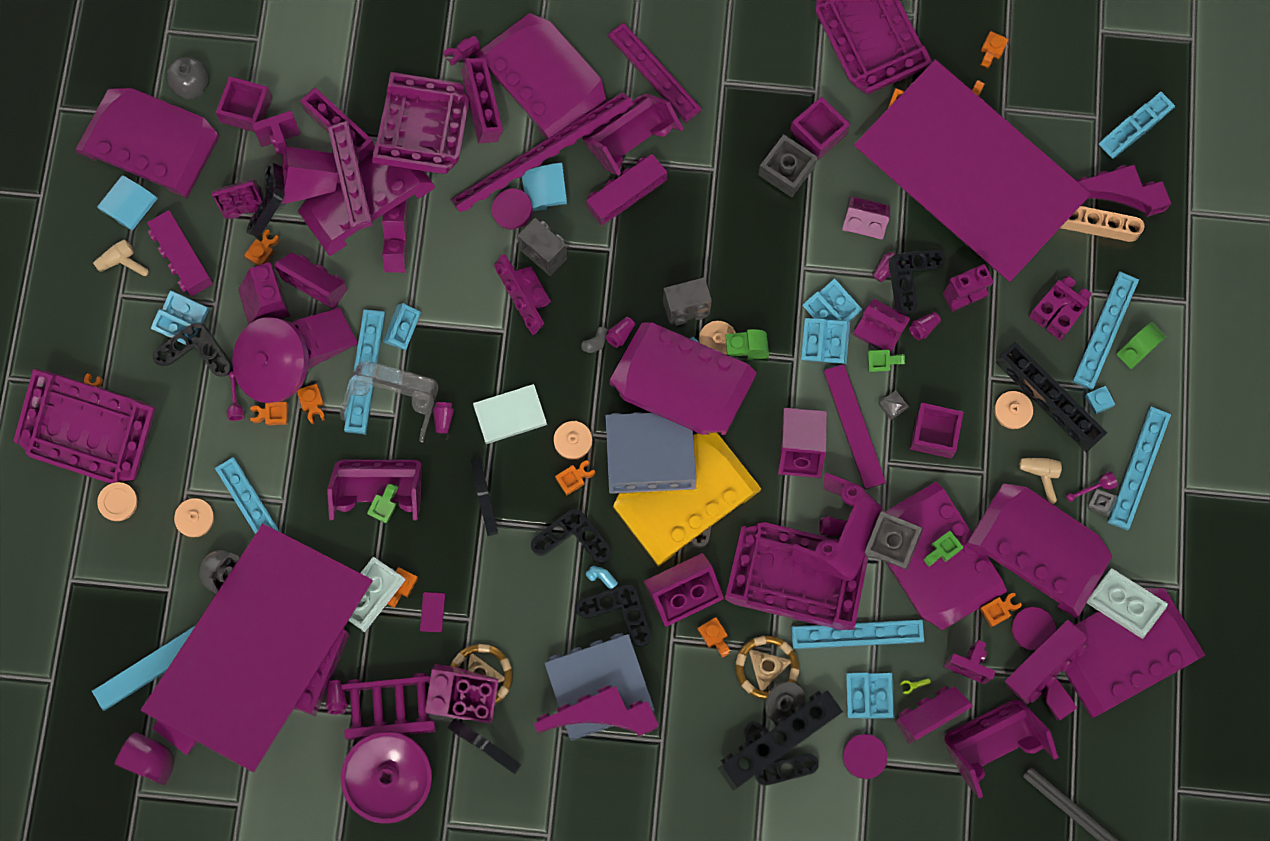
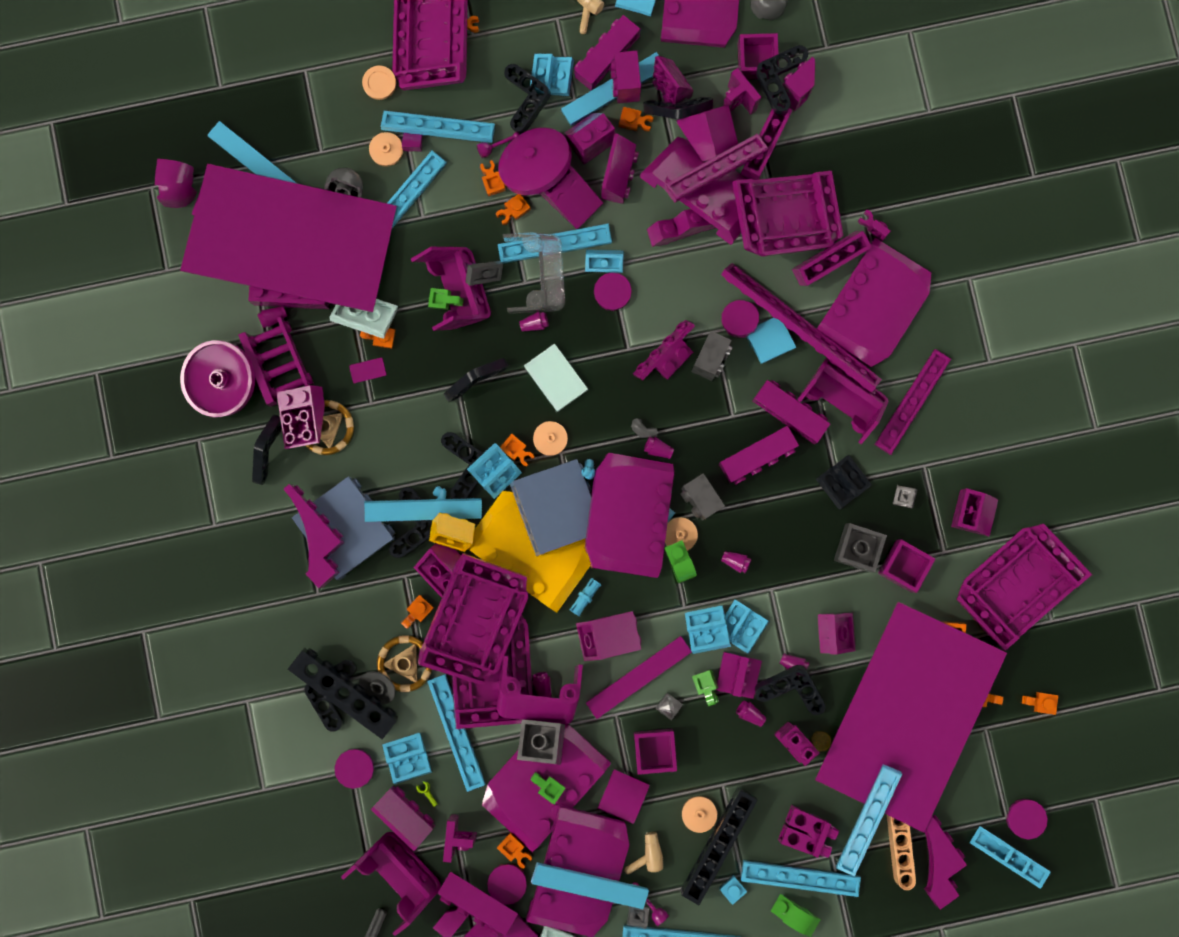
camera: 75 degrees right, 10 degrees up
(190, 454) = (438, 126): none -> medium azure tile
(197, 486) = (412, 142): none -> magenta slope
(217, 237) = (626, 77): none -> magenta piece
(220, 261) = (603, 94): none -> medium azure tile
(269, 90) = (775, 71): none -> black beam
(290, 73) = (800, 84): none -> magenta slope
(371, 450) = (484, 273): none -> dark grey plate
(437, 327) = (612, 291): none -> magenta tile
(589, 506) = (494, 470): none -> medium azure slope
(607, 593) = (422, 509): none -> medium azure tile
(622, 407) = (589, 471): none -> medium azure arm
(642, 567) = (452, 532): none -> yellow brick
(660, 234) = (759, 454): none -> magenta brick
(714, 162) = (843, 482): none -> black slope
(744, 570) = (474, 620): none -> magenta slope
(749, 109) = (905, 497): none -> flat silver tile
(753, 454) = (585, 597): none -> medium azure pin
(765, 288) = (736, 561): none -> magenta cone
(785, 49) = (974, 512): none -> magenta slope
(970, 263) = (821, 740): none -> clear yellow tile
(974, 479) = (623, 796): none -> magenta slope
(1057, 536) = (589, 885): none -> medium azure tile
(1064, 242) = (869, 820): none -> medium azure tile
(1103, 98) = (1026, 819): none -> magenta tile

